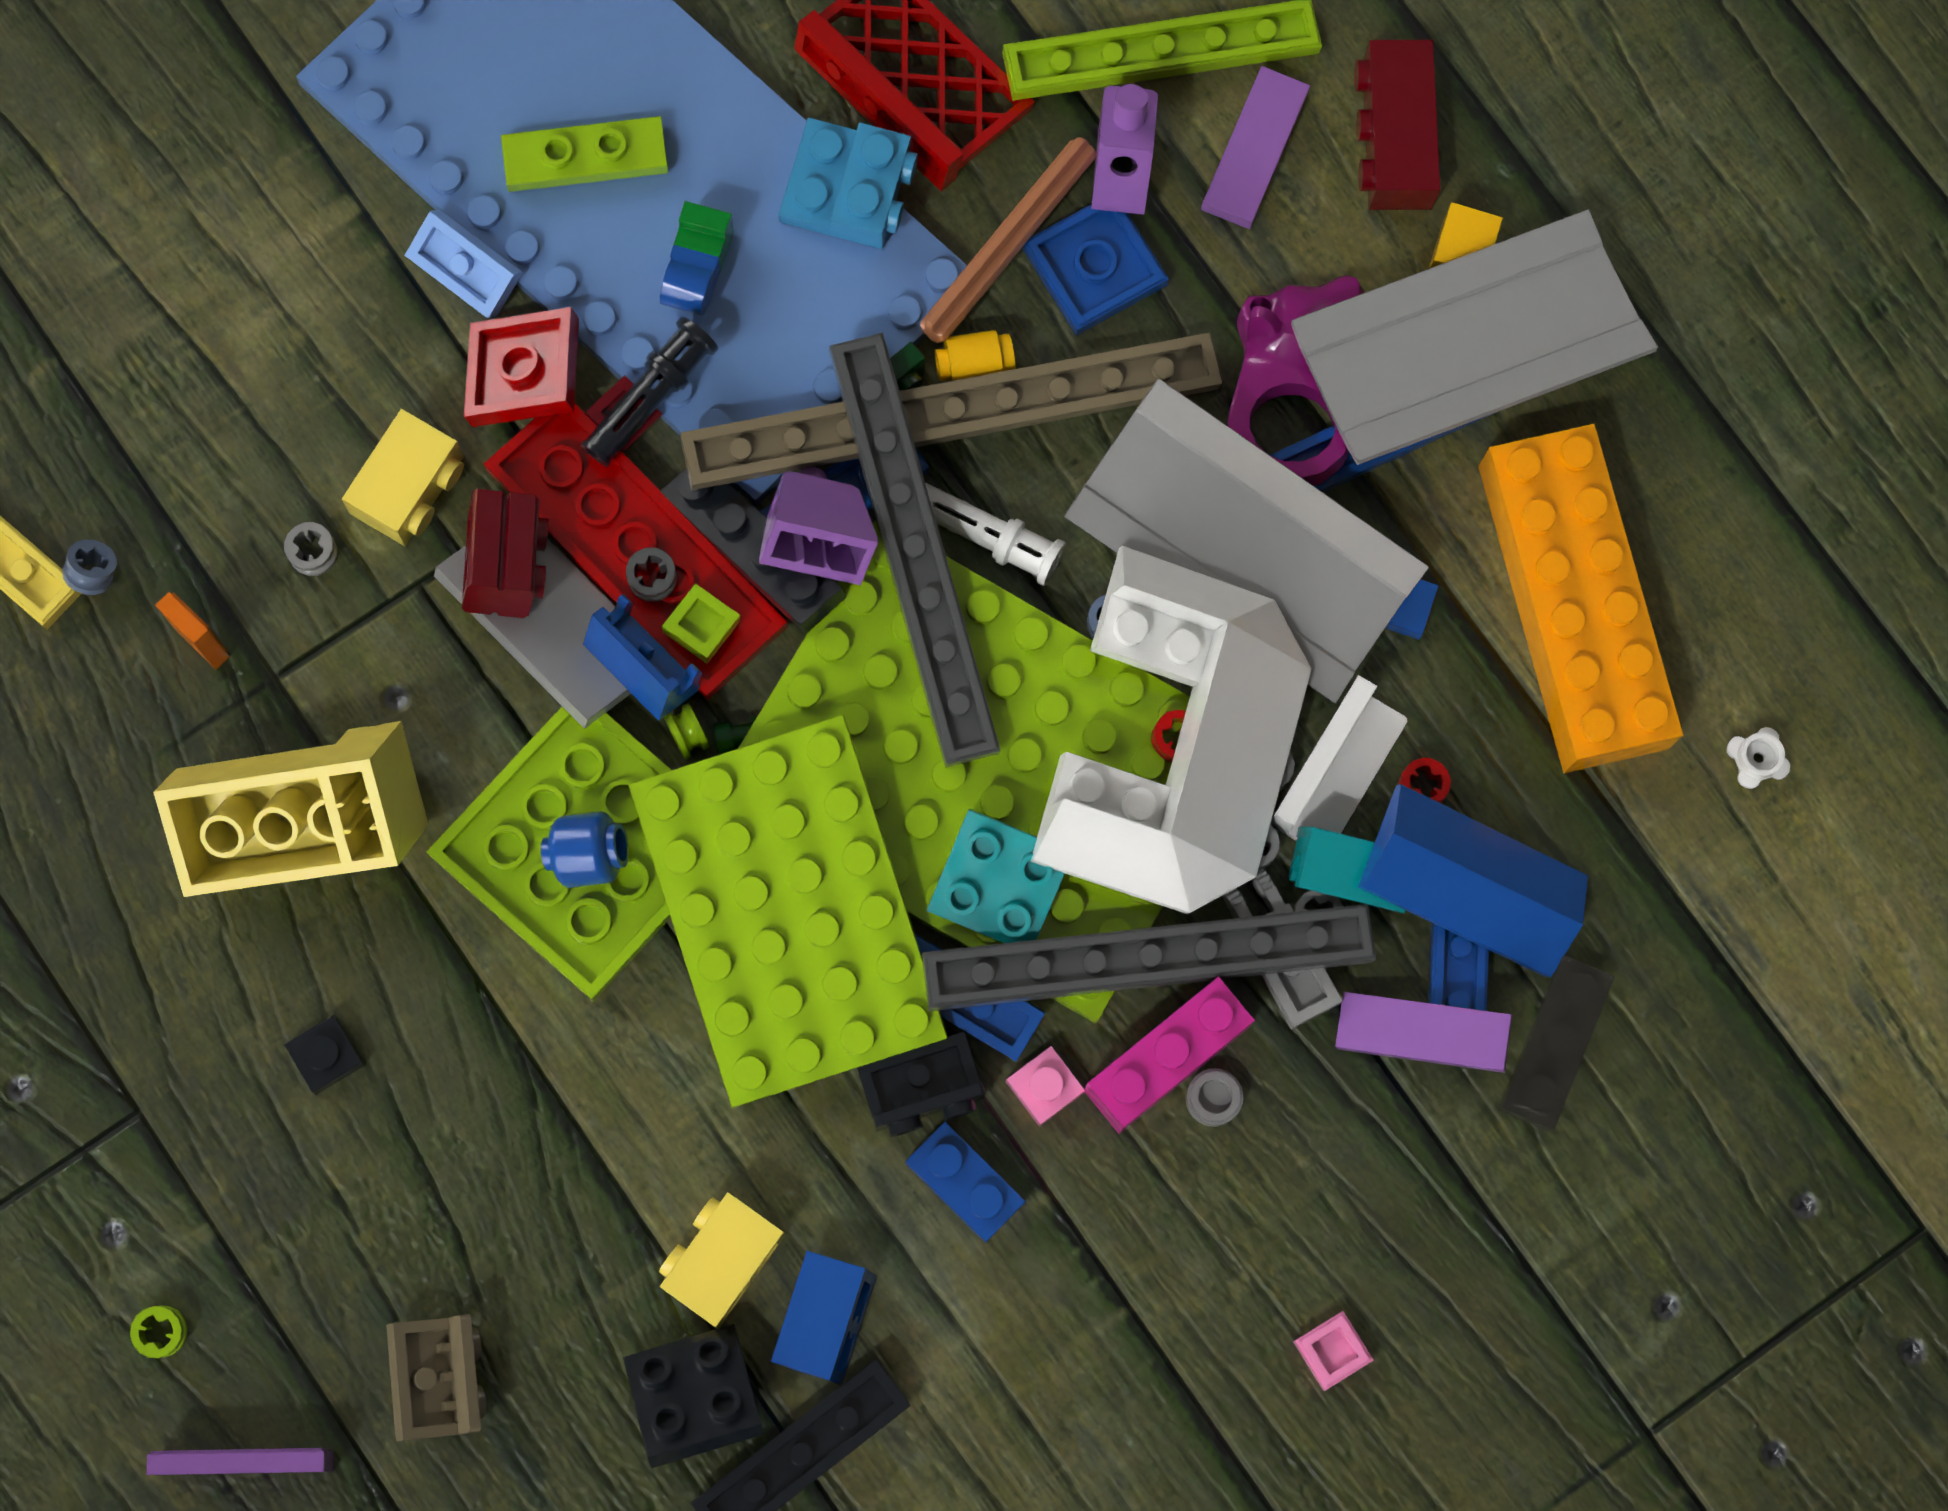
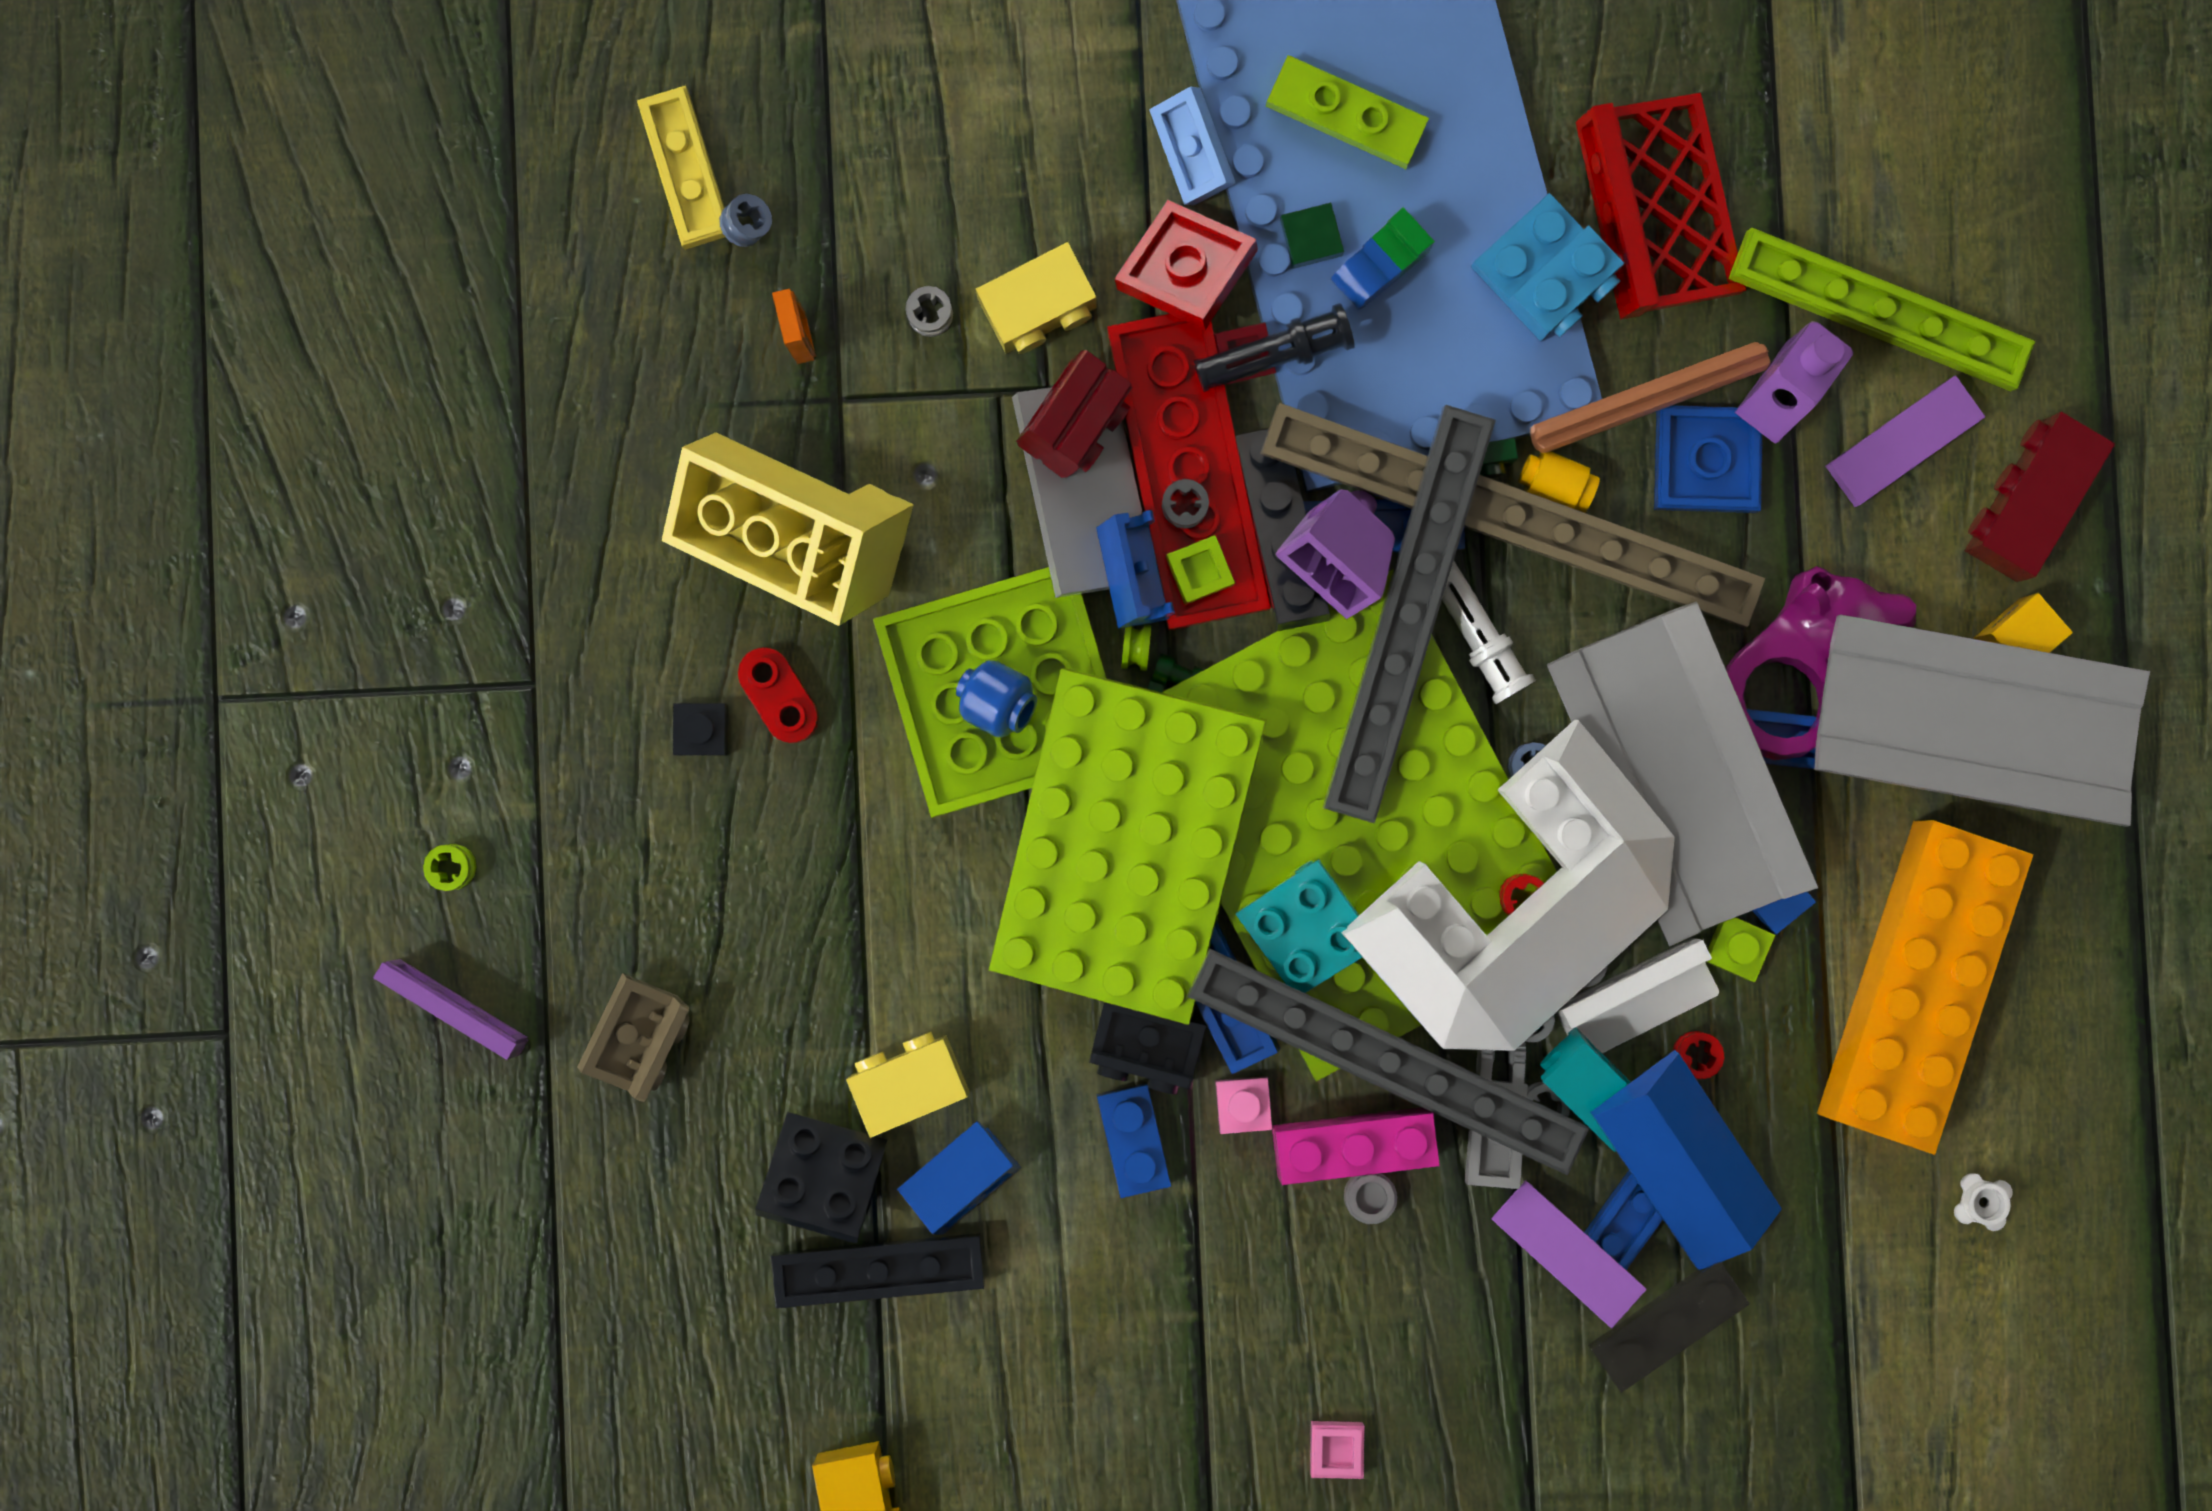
camera: 40 degrees right, 10 degrees up
(378, 977) = (778, 694): none -> red plate
(619, 276) = (1312, 235): none -> dark green tile
(1399, 668) = (1740, 948): none -> lime plate

